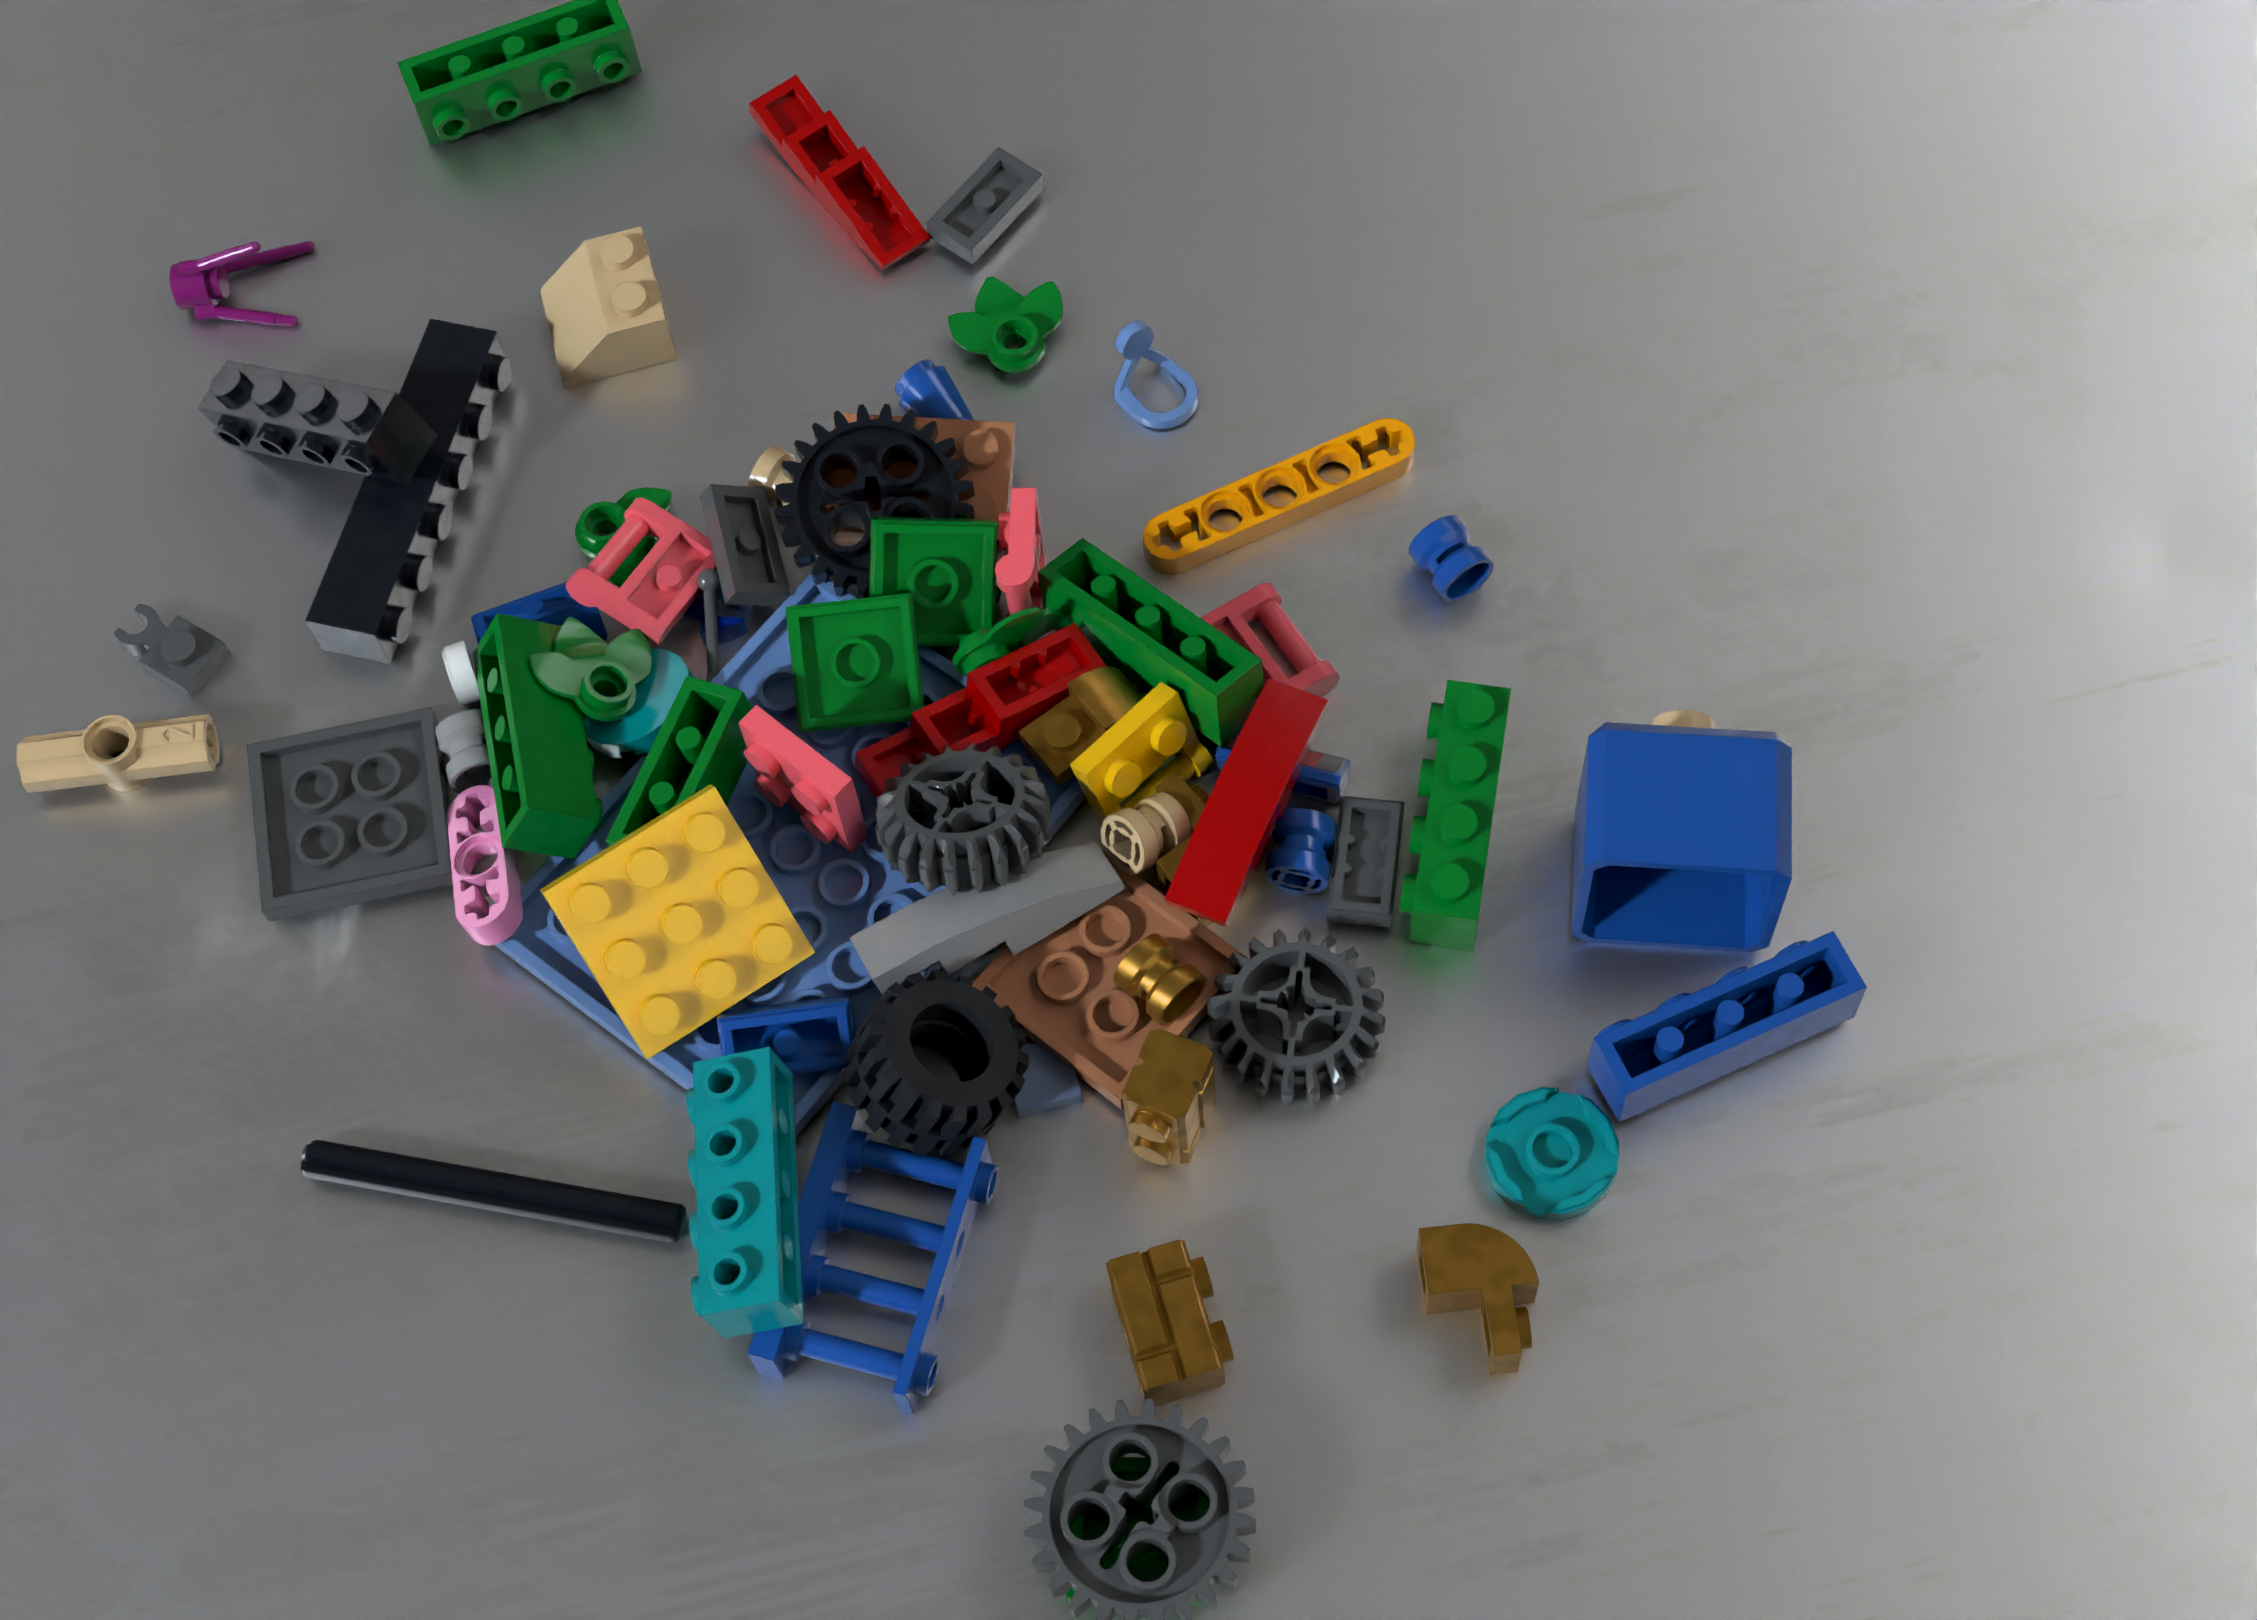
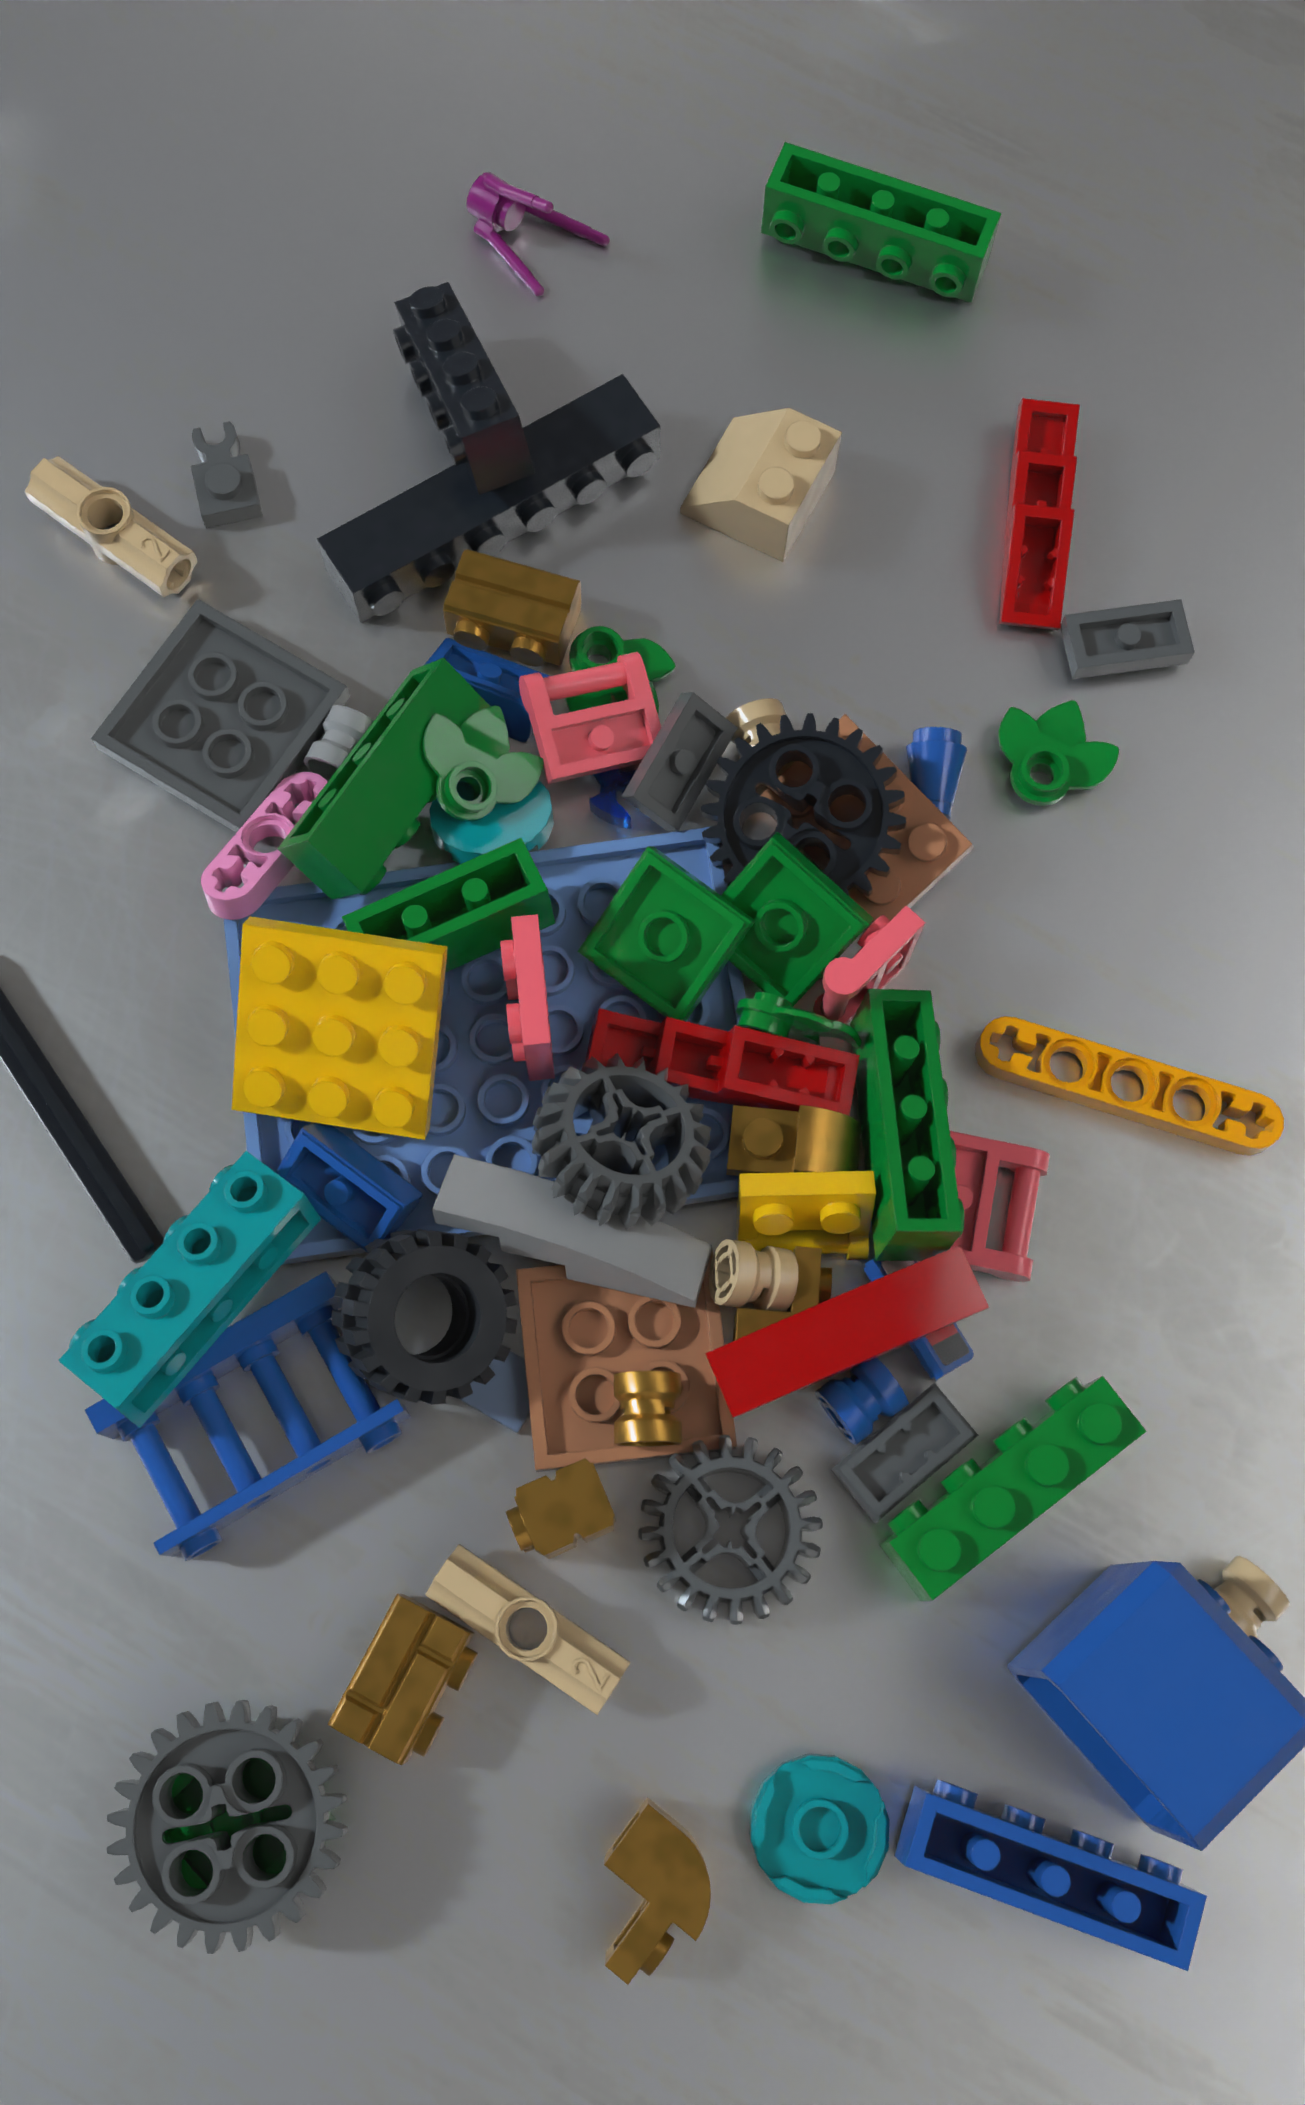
camera: 35 degrees right, 10 degrees up
(461, 672) = (391, 673): white tile -> none
(506, 551) = (512, 608): none -> pearl gold brick
(709, 582) = (626, 769): dark grey hinge -> none
(1133, 343) = (1124, 859): medium blue piece -> none
(1265, 1198) = (487, 1603): none -> tan piece
(1450, 557) = (1211, 1265): blue wheel -> none

